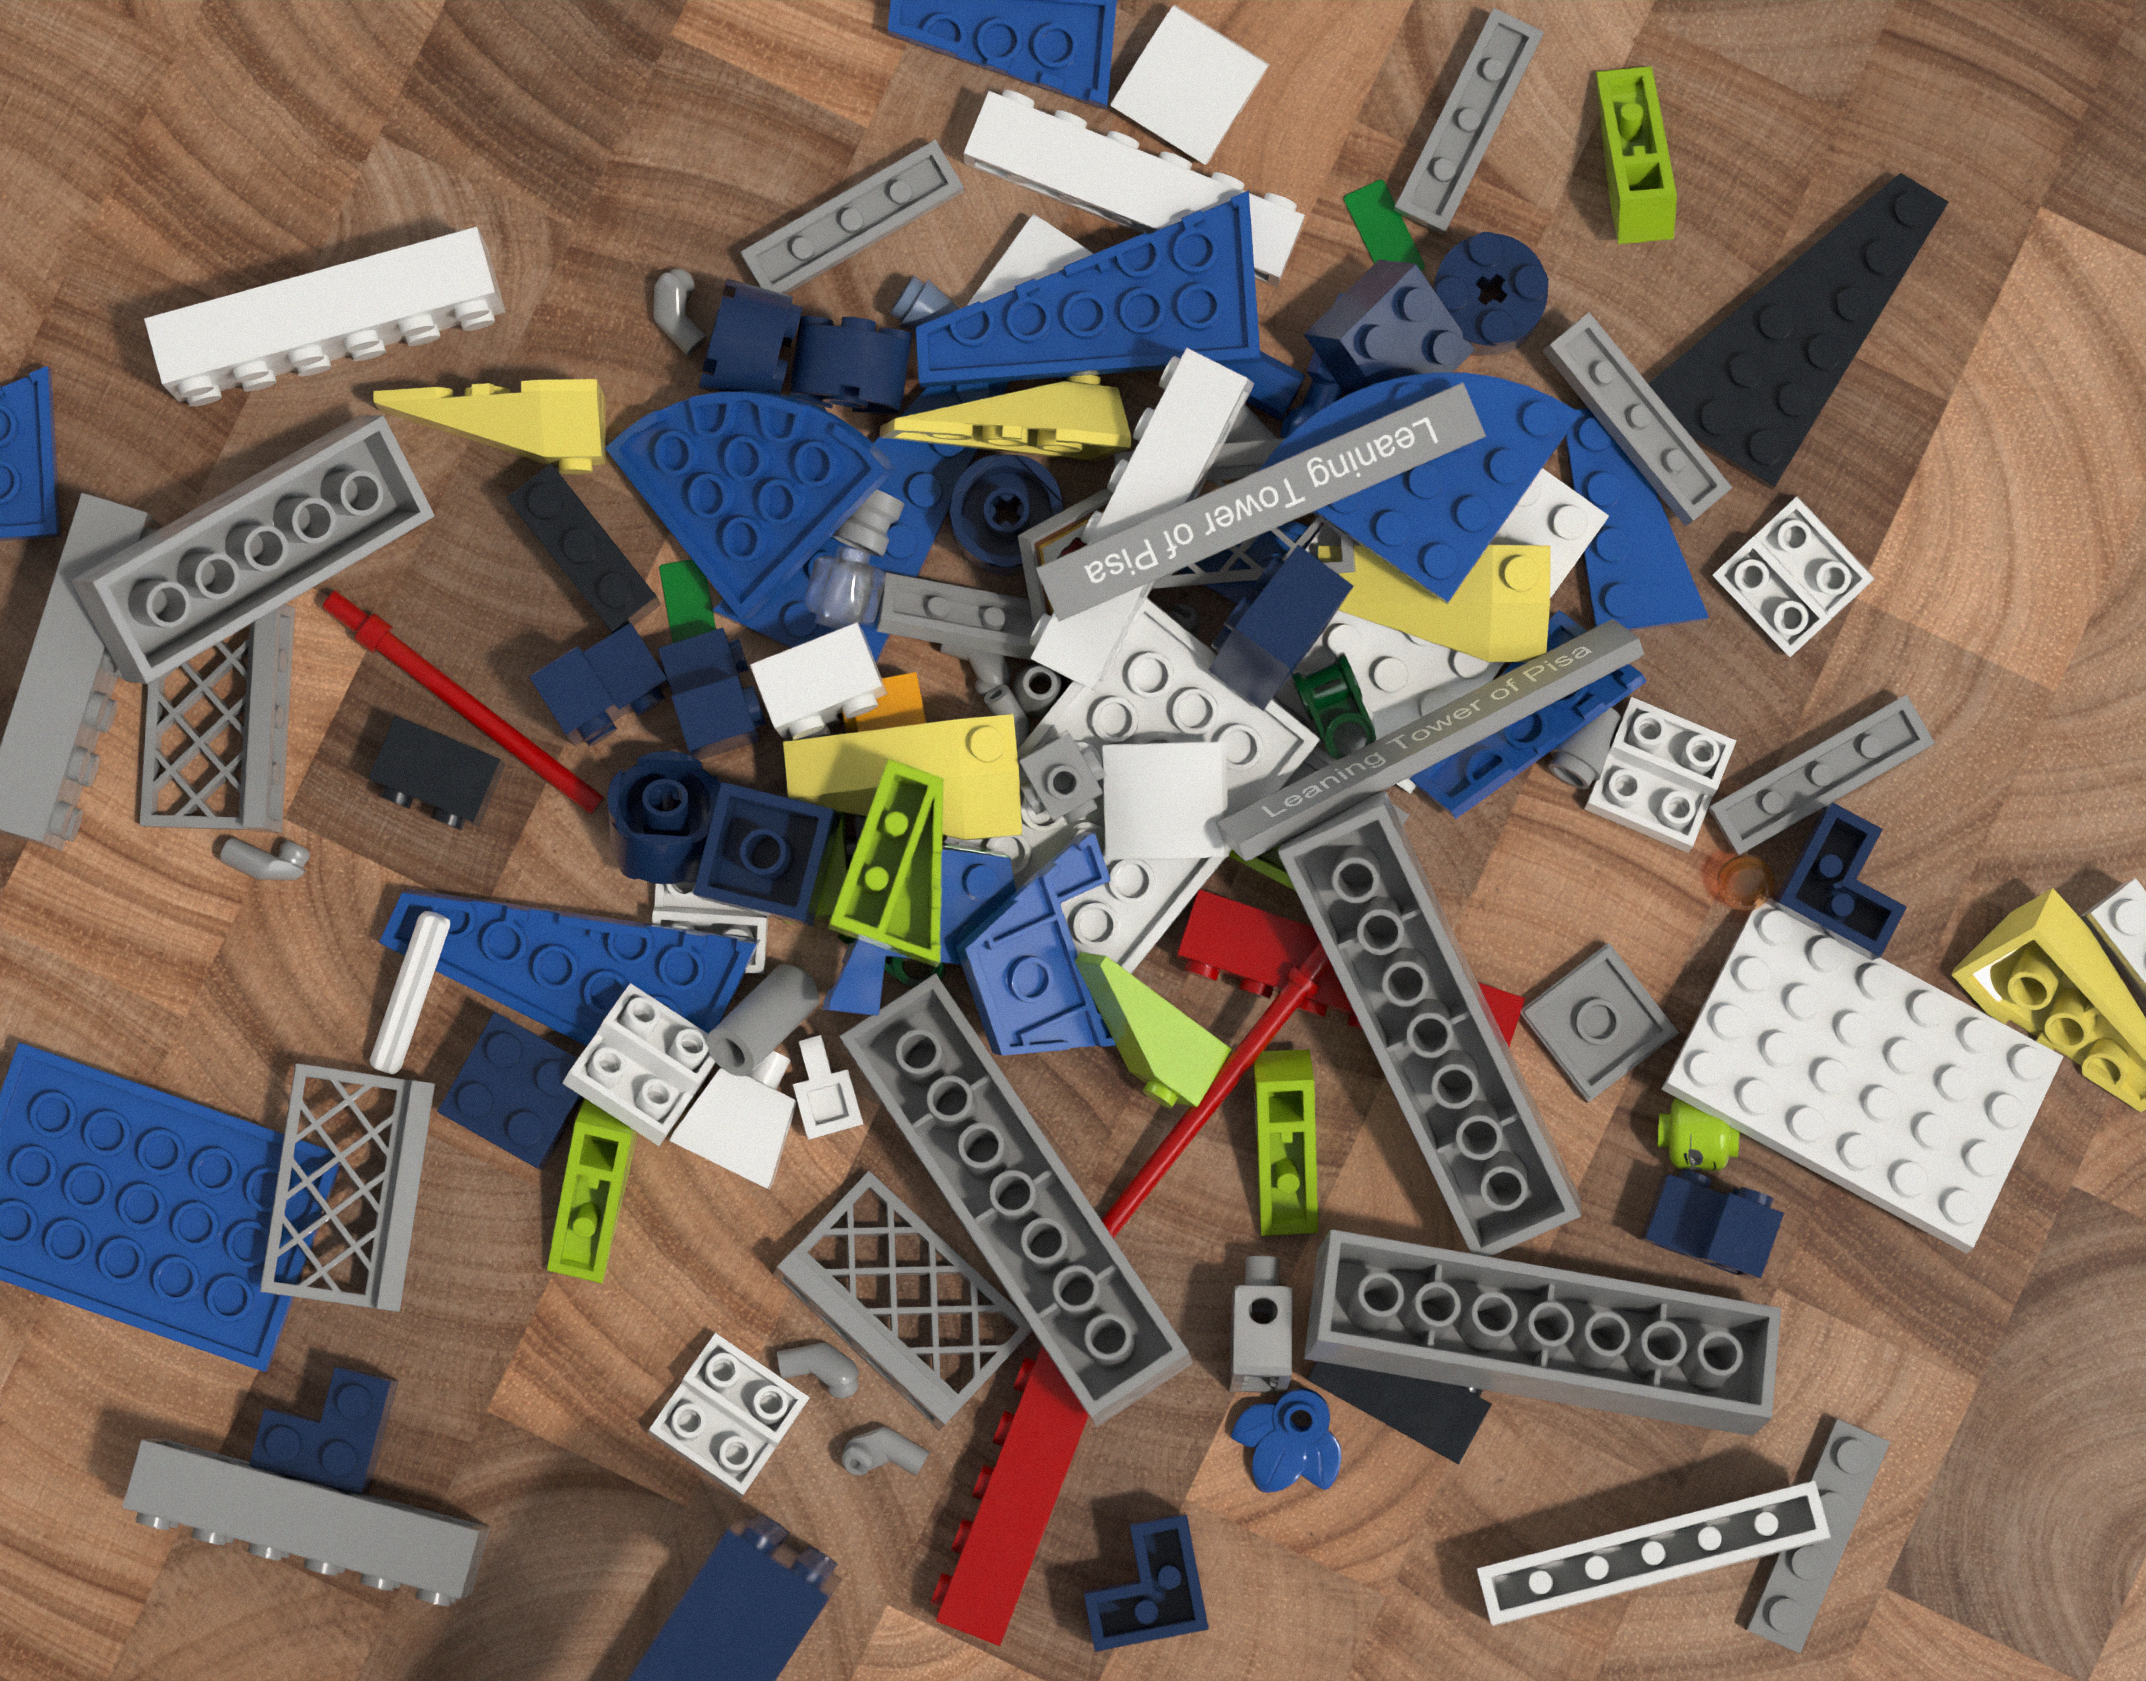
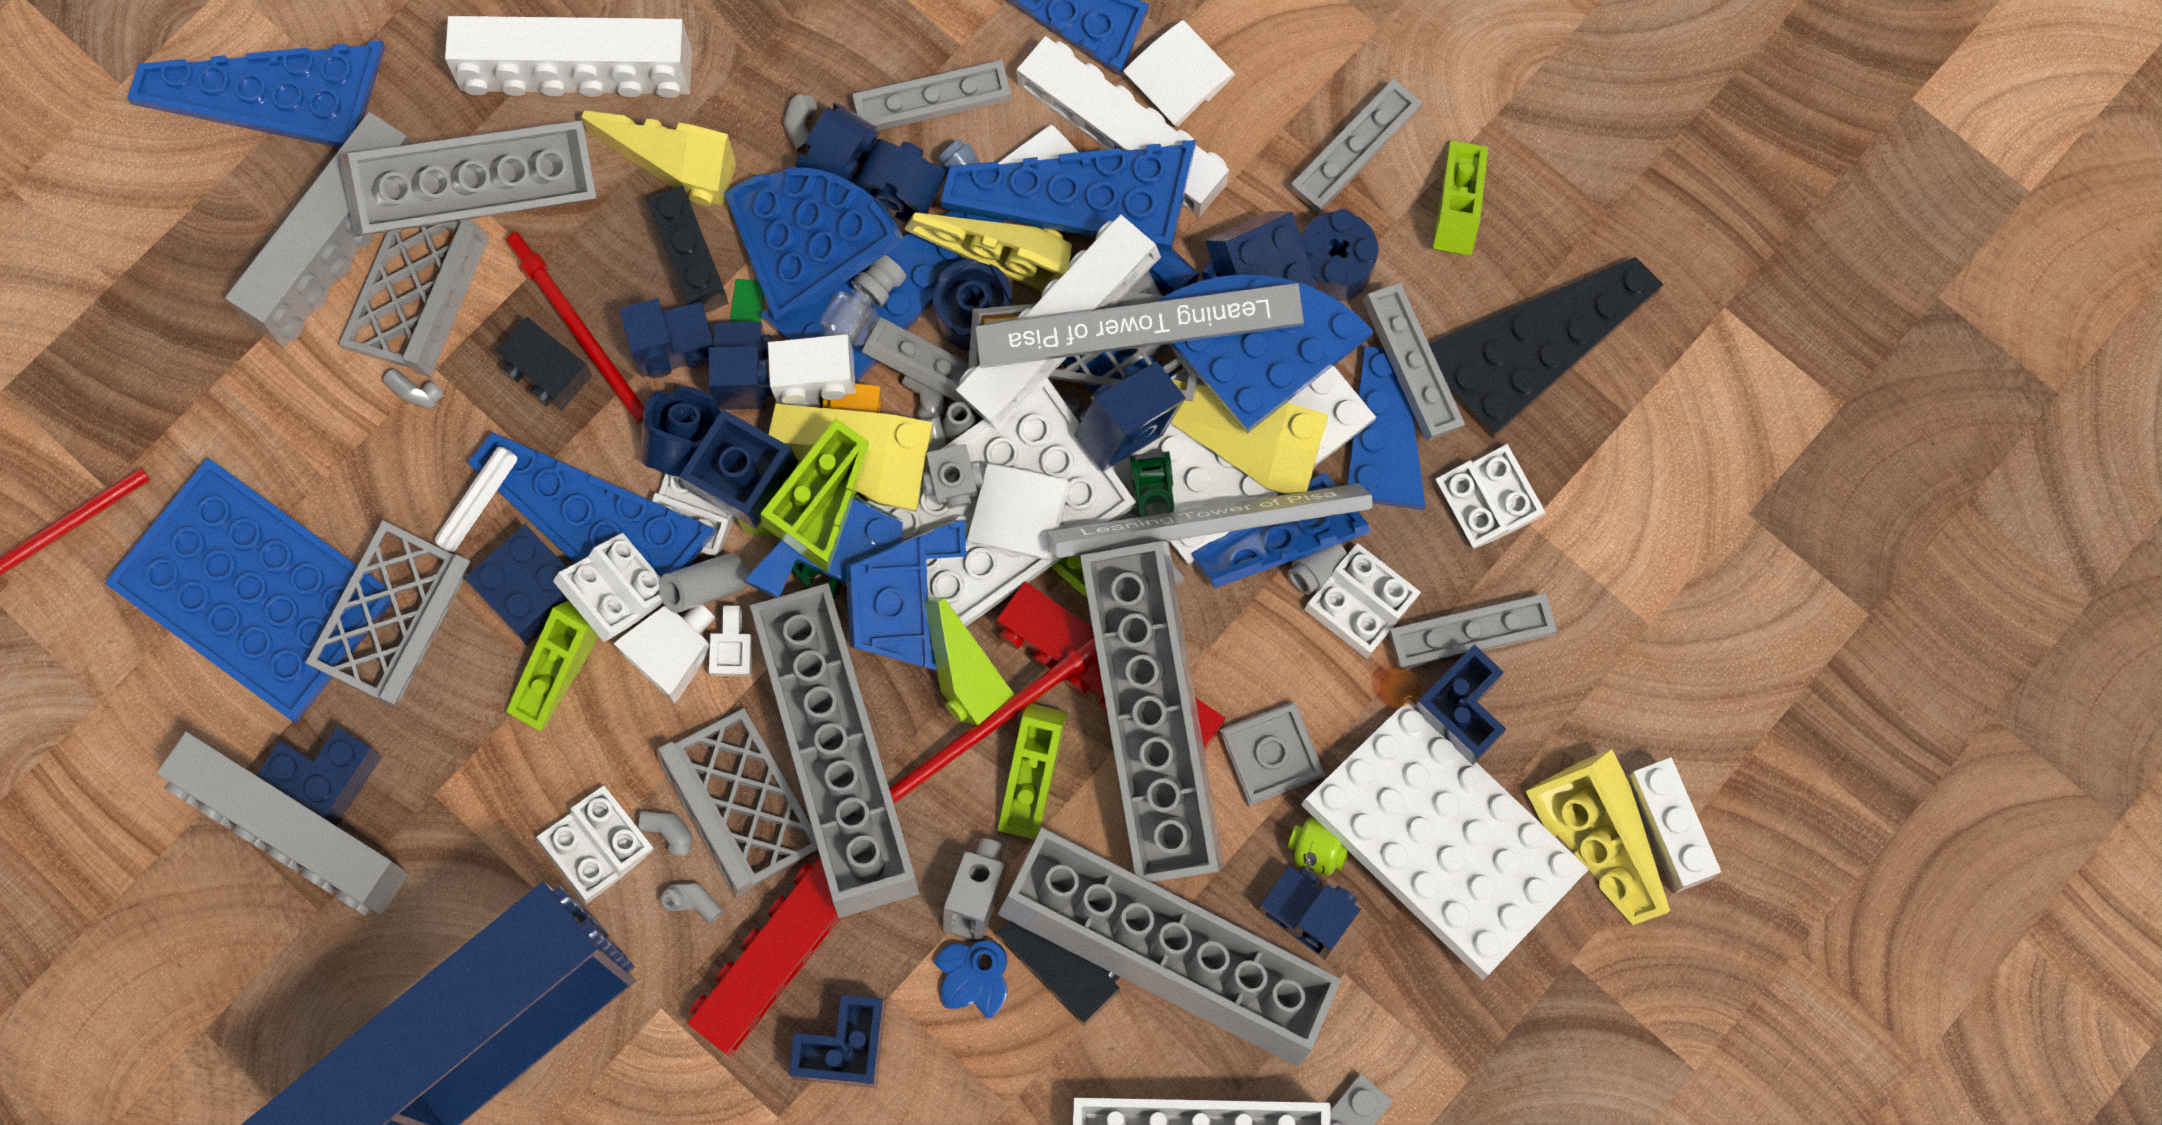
camera: 20 degrees right, 10 degrees down
(1381, 226) = (1278, 194): green sticker -> none

